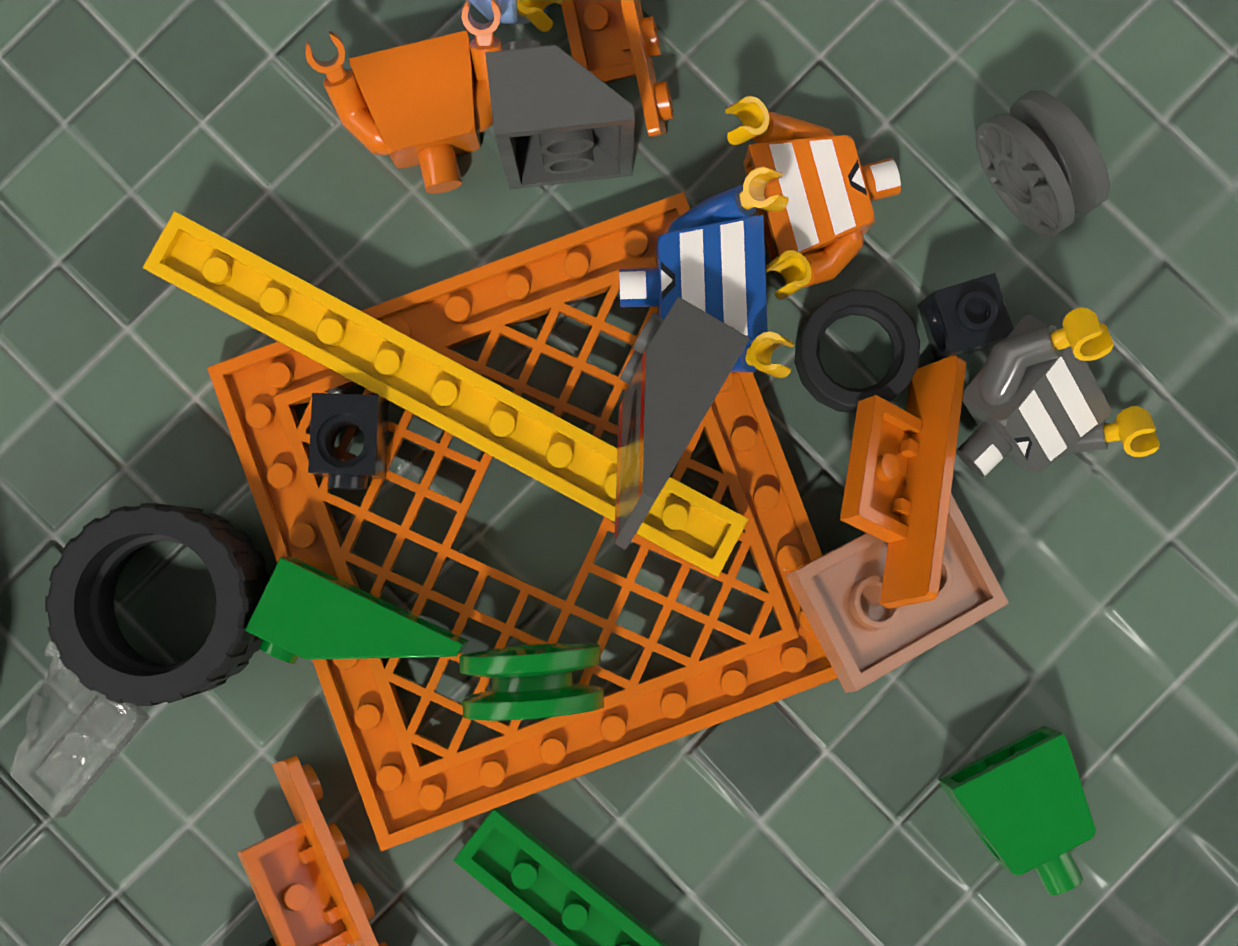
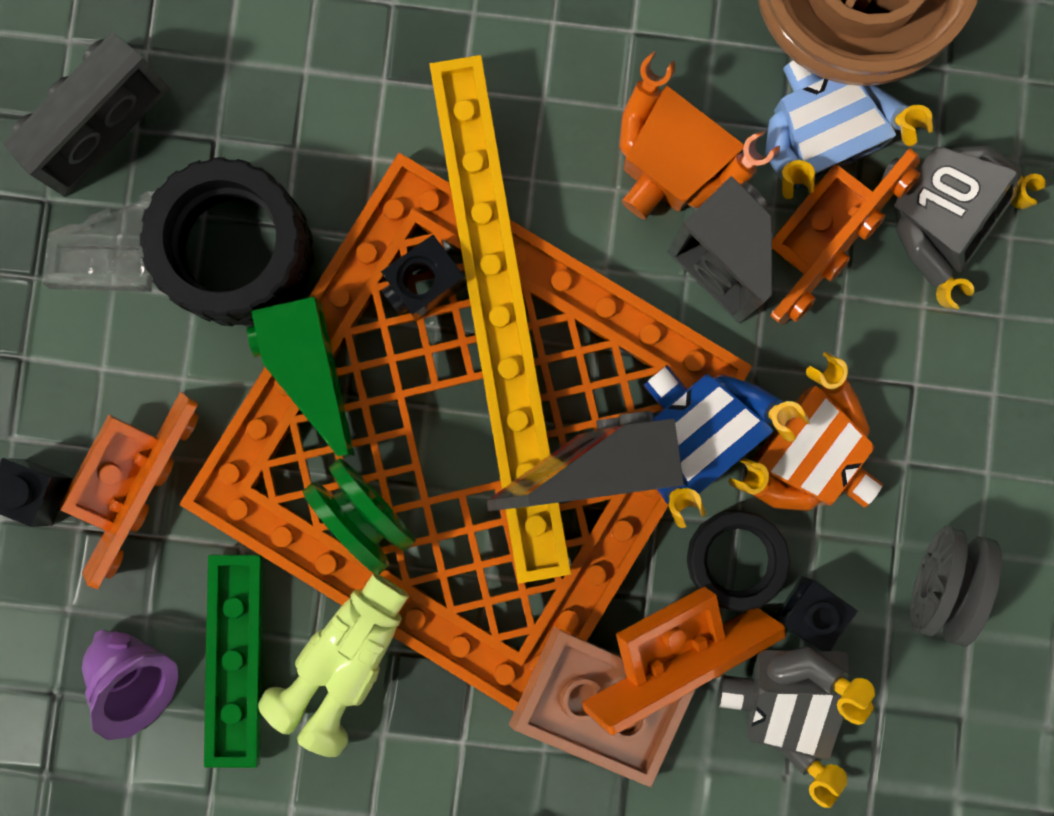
camera: 60 degrees right, 0 degrees up
(660, 806) = (344, 660): none -> yellowish green piece

